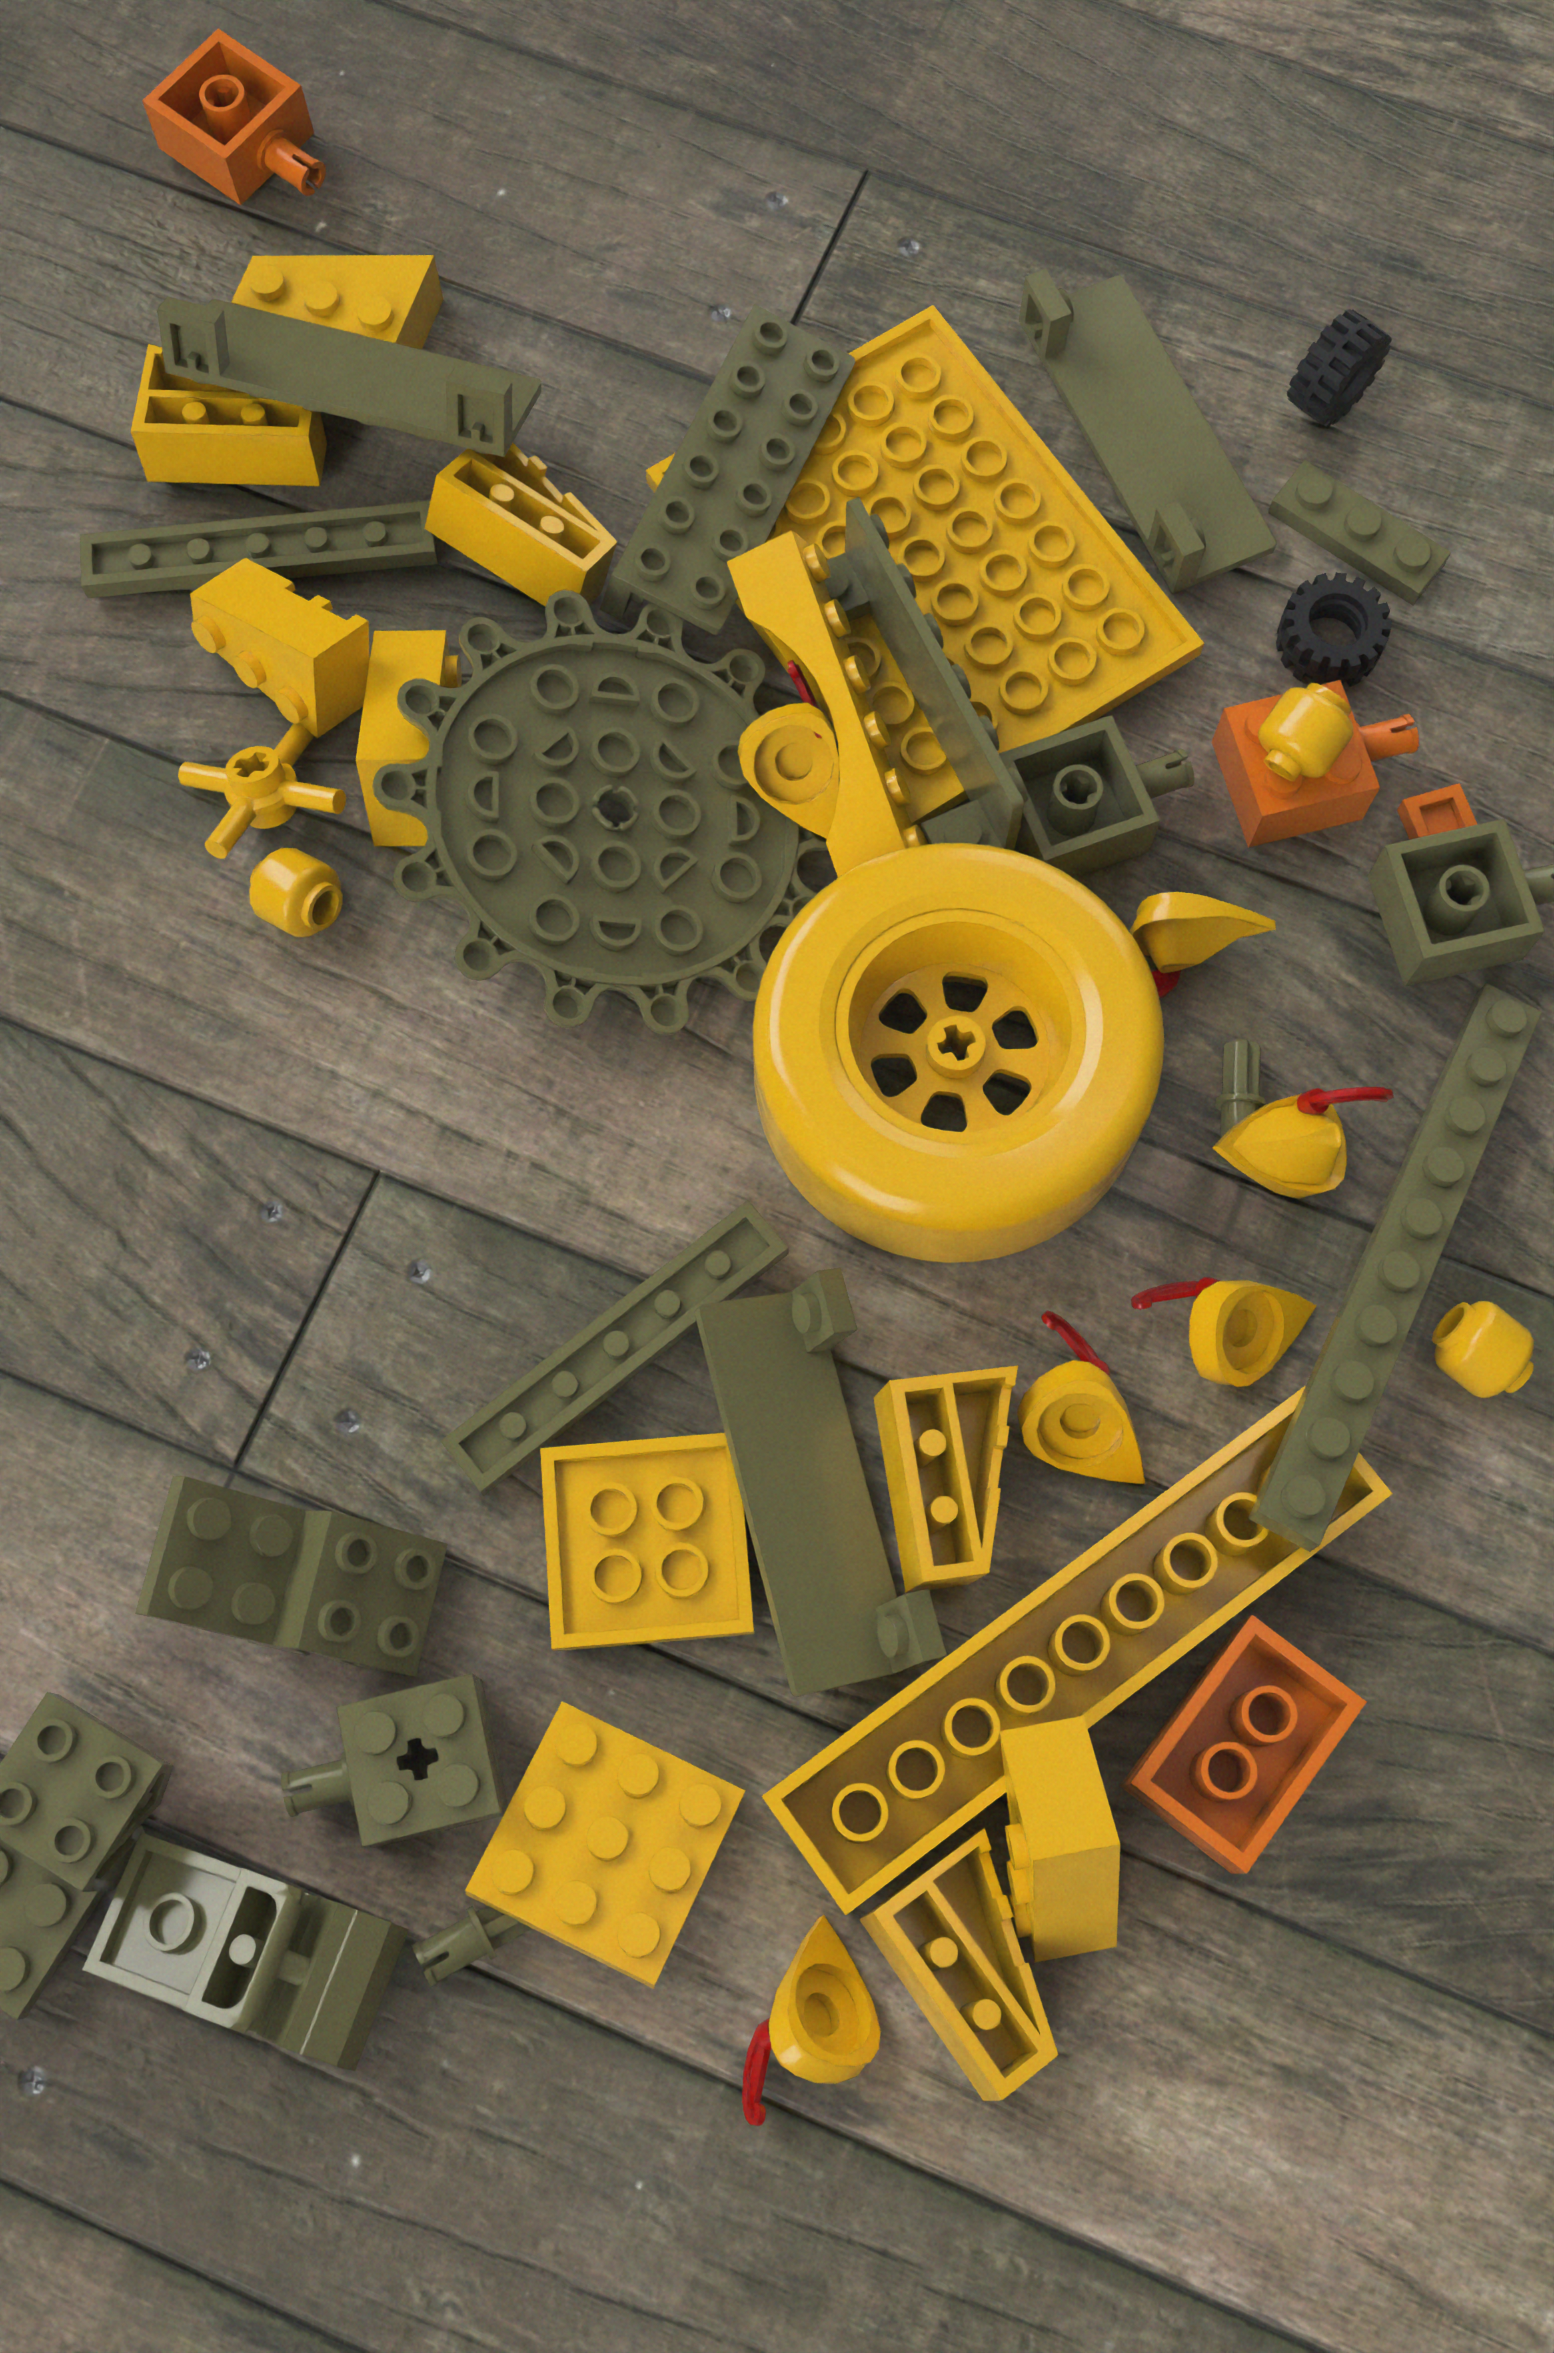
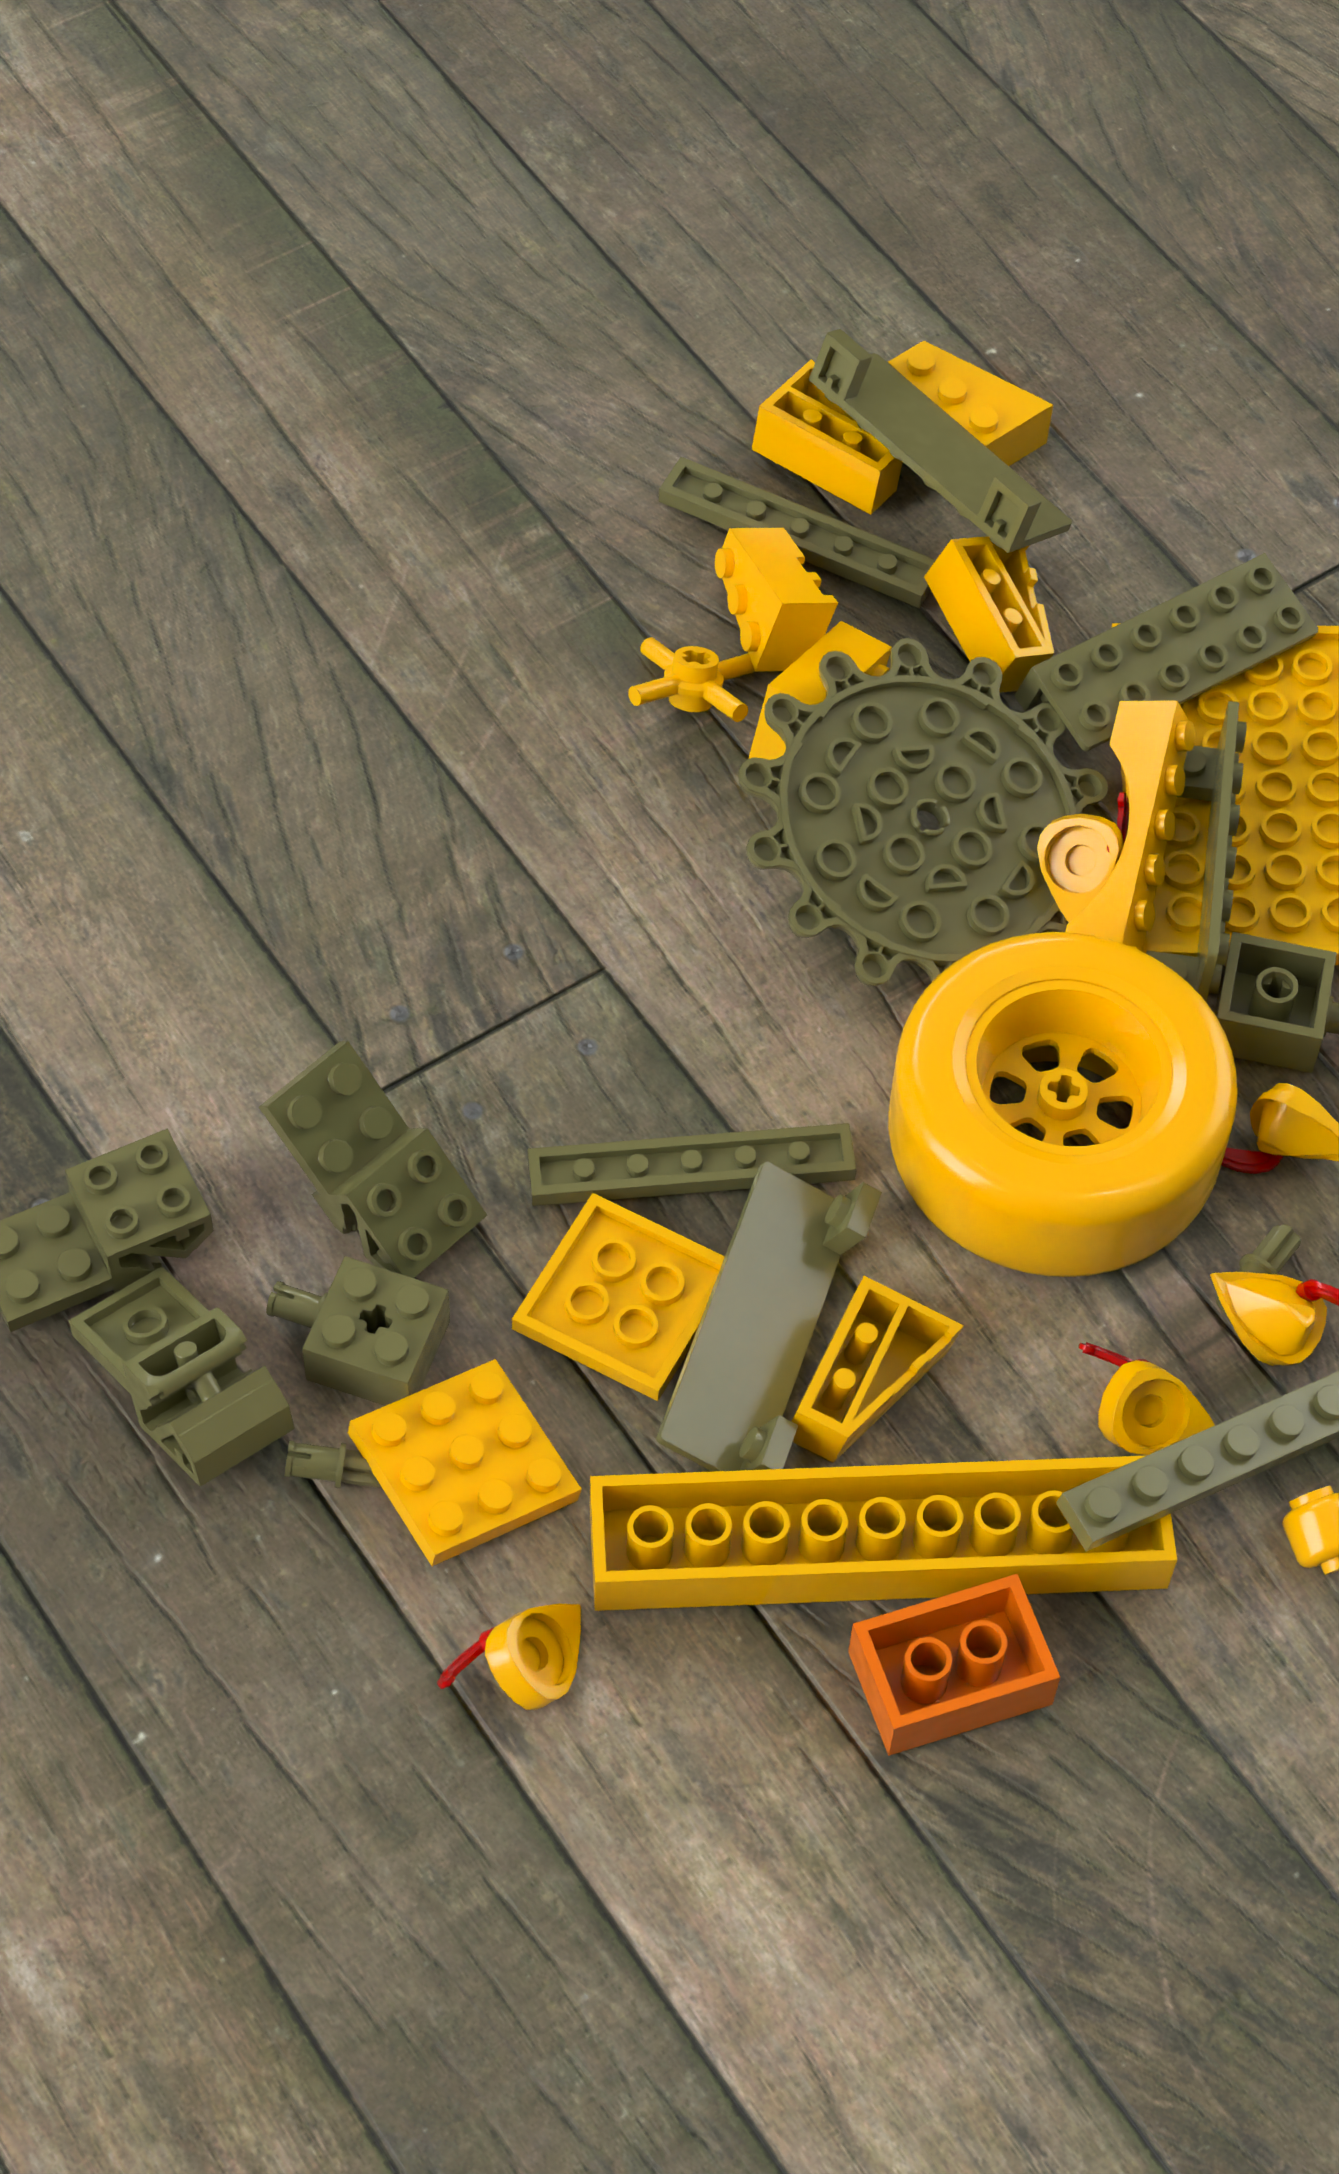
camera: 30 degrees right, 15 degrees down
(234, 120) = (974, 250): orange brick -> none
(295, 892) = (670, 757): yellow head -> none
(964, 1967) = (653, 1676): yellow wedge -> none
(1059, 1841) = (770, 1629): yellow wedge -> none
(1079, 1417) = (988, 1396): yellow piece -> none

